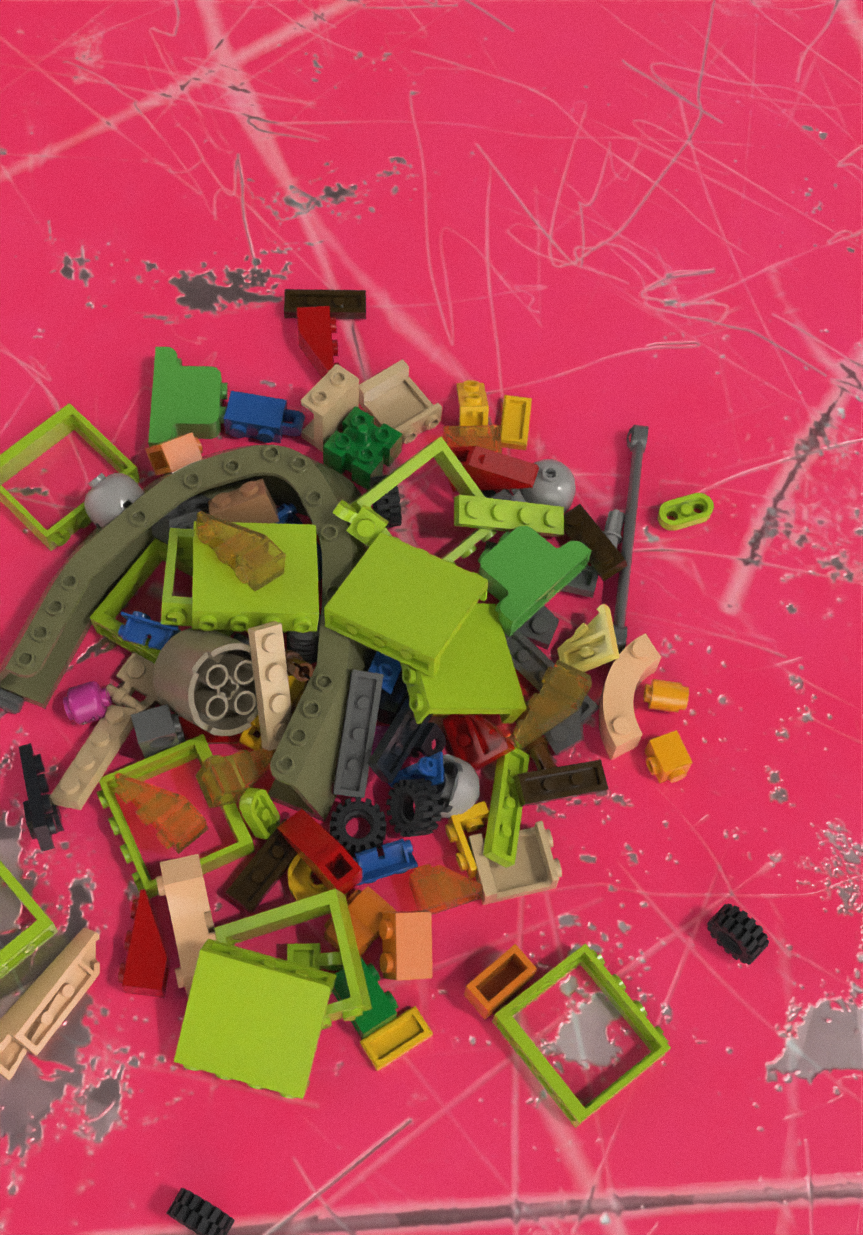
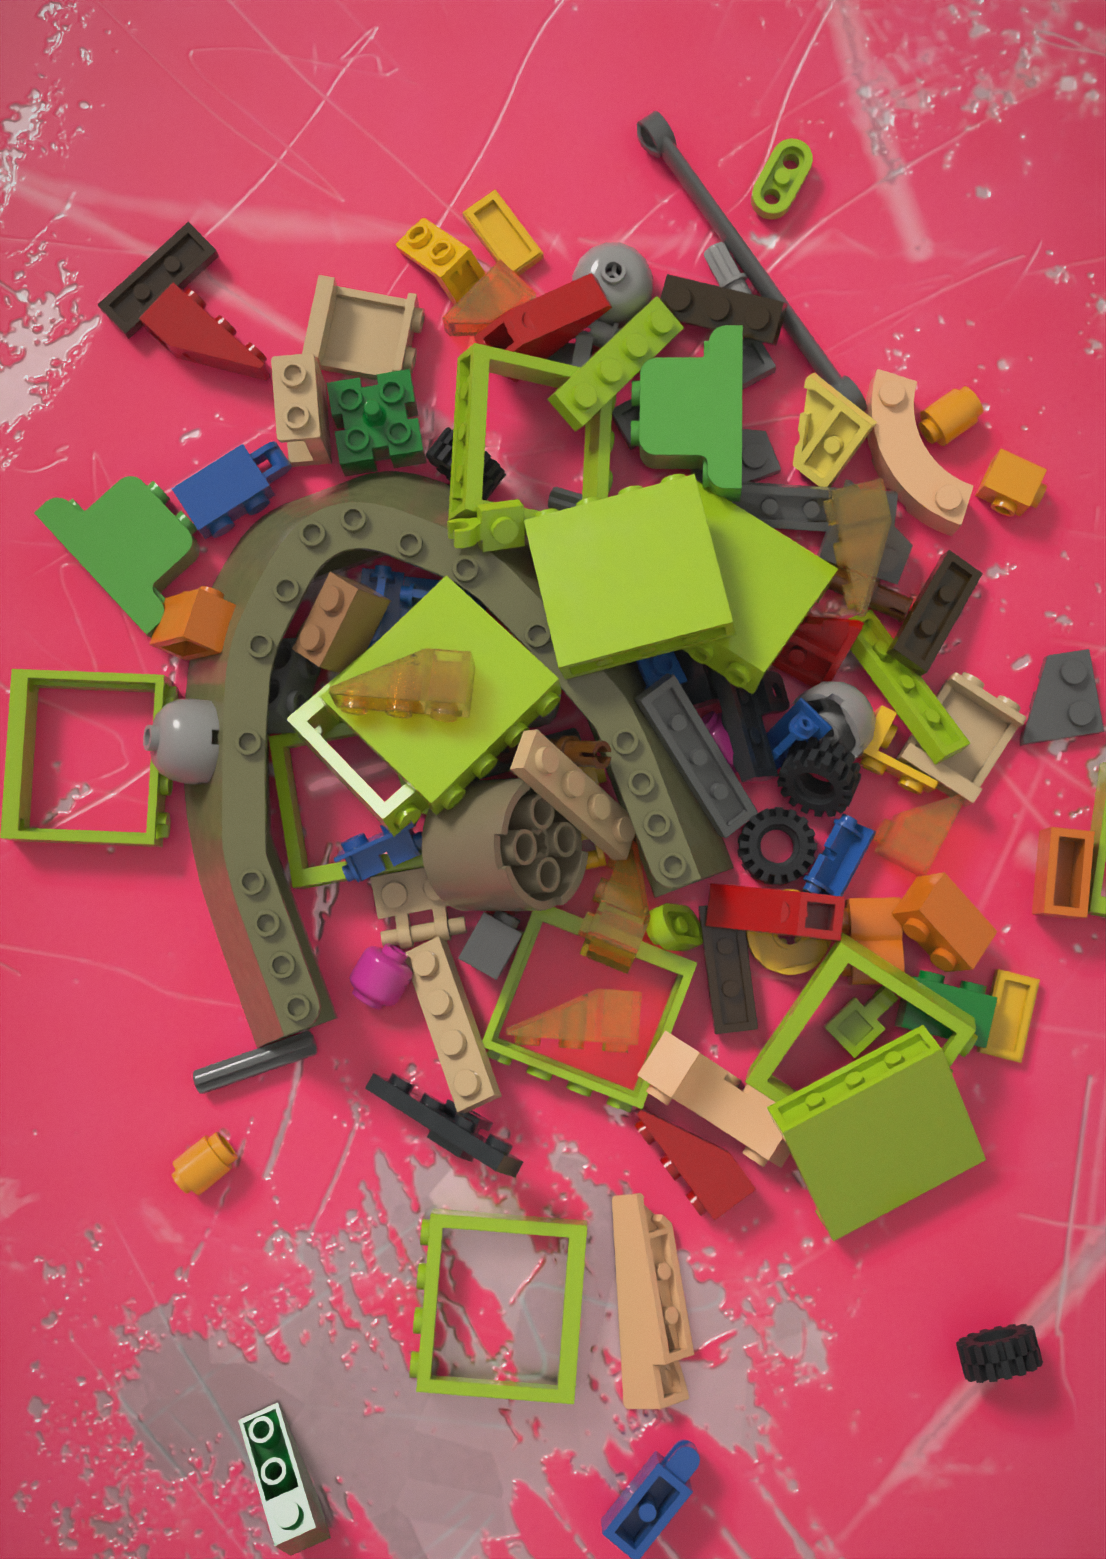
camera: 35 degrees left, 20 degrees up
(591, 897) = (1064, 700): none -> dark grey wing

